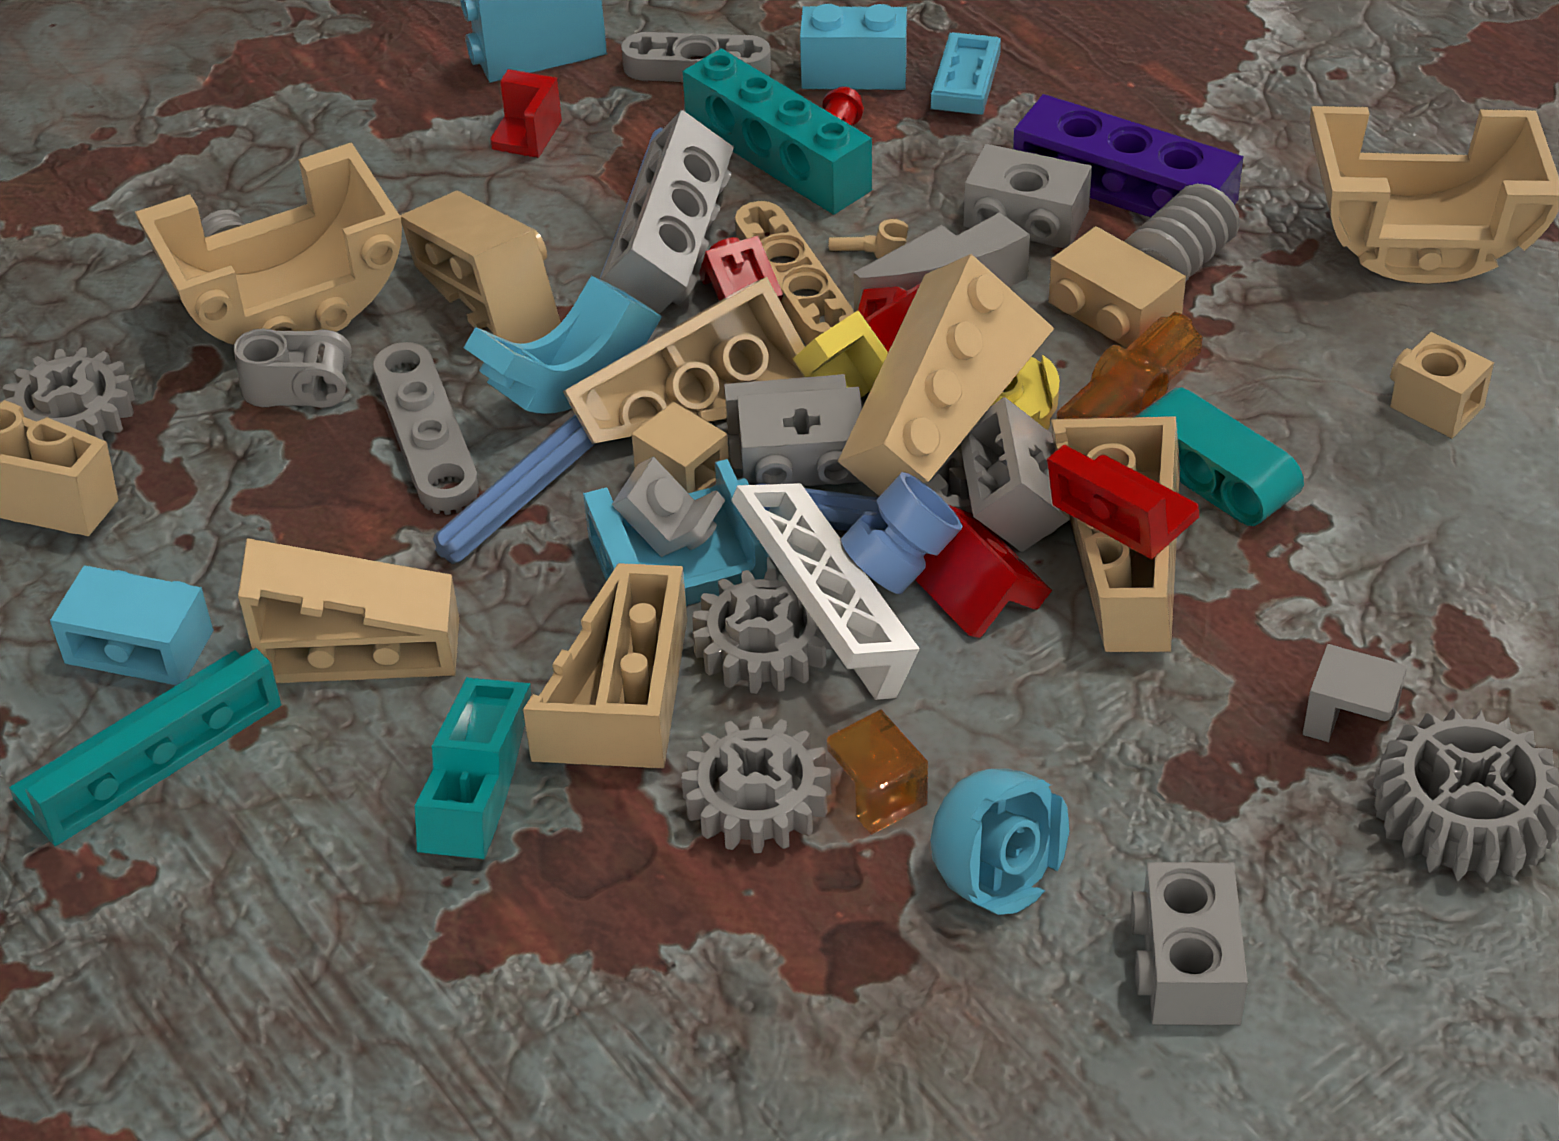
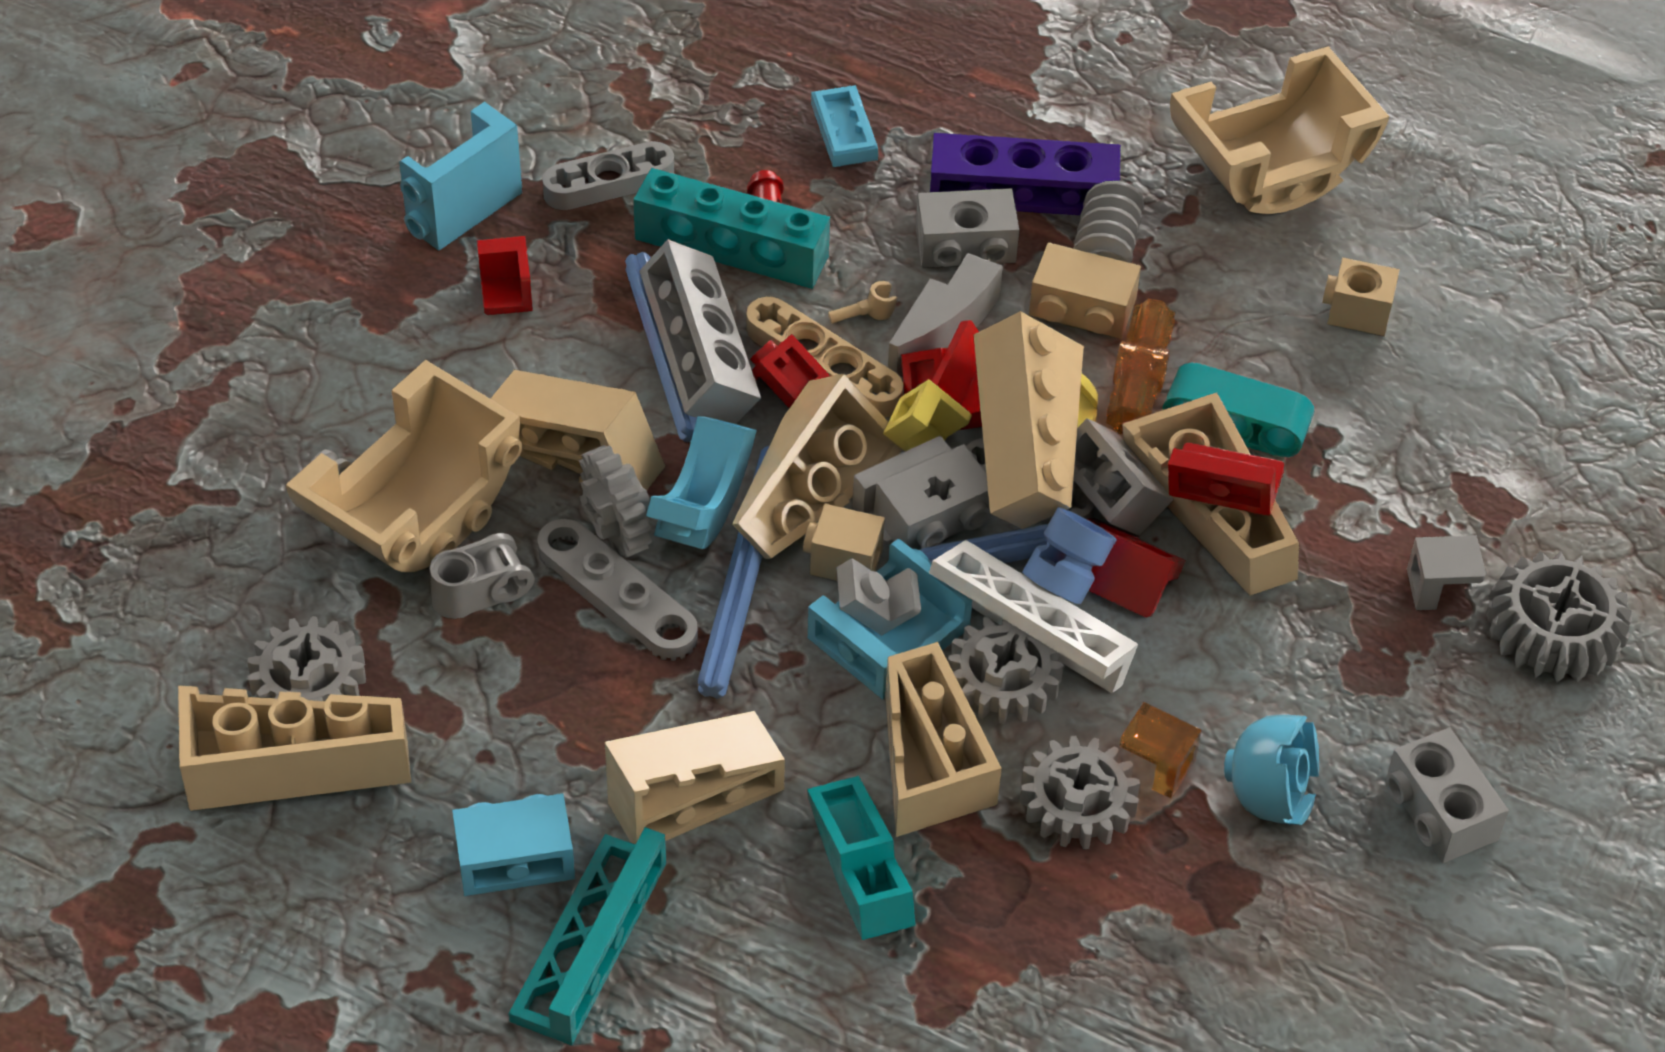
camera: 30 degrees left, 5 degrees up
(449, 328) = (615, 501): none -> light grey gear
(853, 47) = (744, 130): medium azure brick -> none

